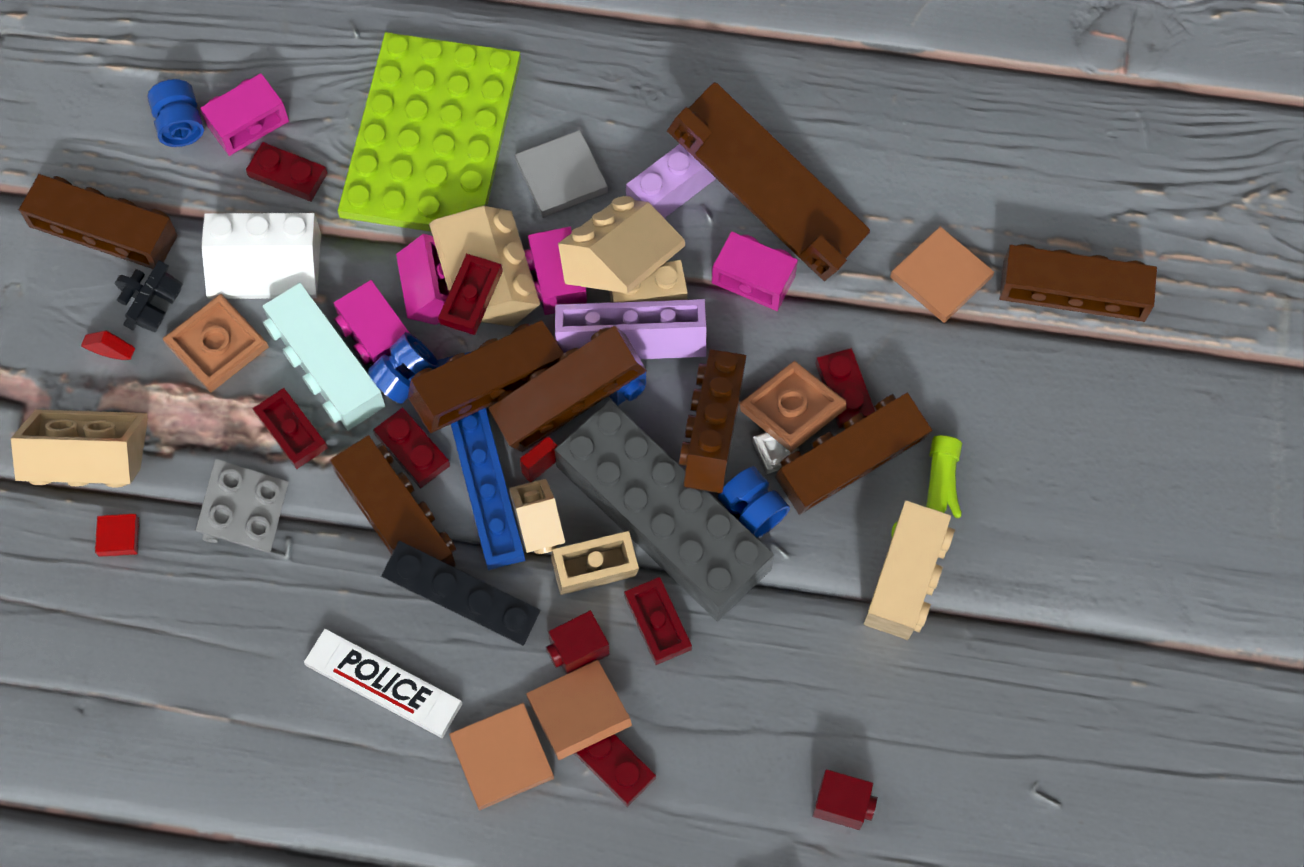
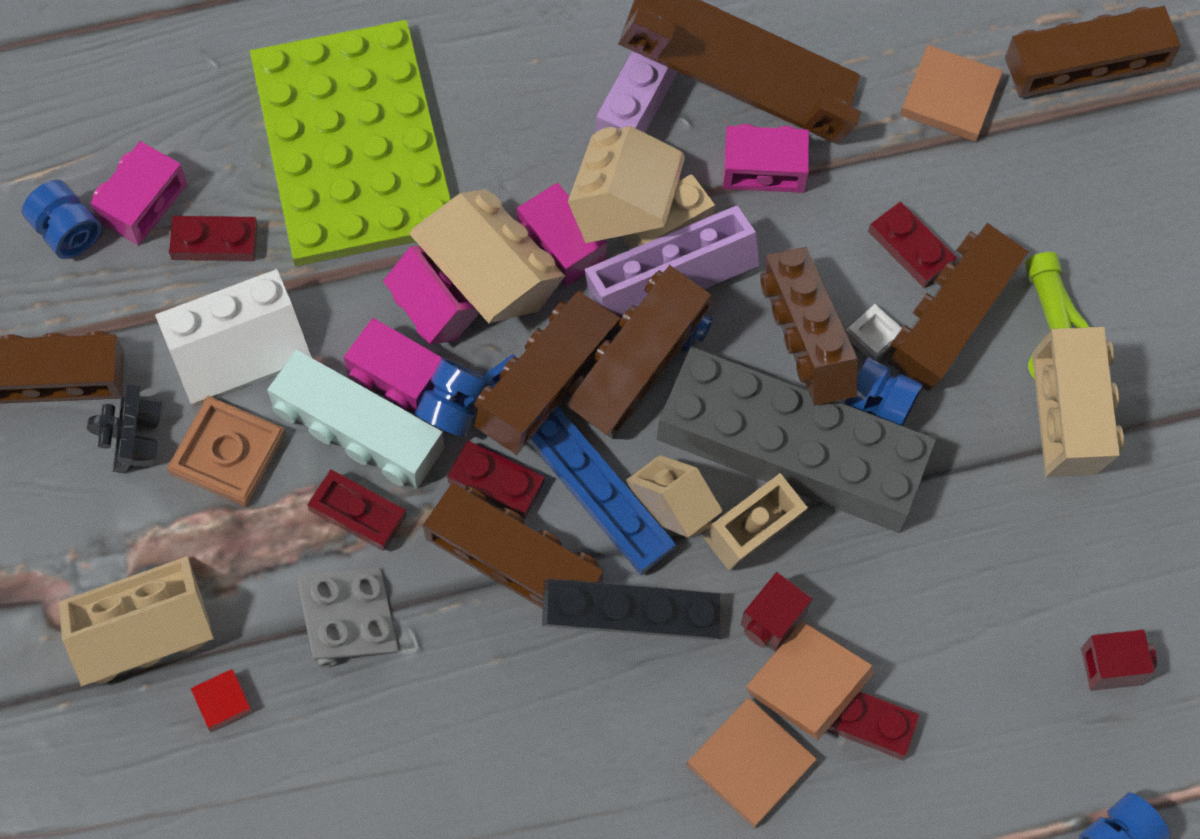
camera: 25 degrees left, 0 degrees up
(108, 345) = (109, 499): red tile -> none
(383, 683) = (589, 738): white tile -> none
(470, 294) = (497, 290): dark red plate -> none
(538, 459) = (640, 438): red tile -> none
(561, 173) = (512, 132): light grey tile -> none
(657, 621) = (843, 556): dark red plate -> none
(793, 406) = (874, 281): nougat tile -> none

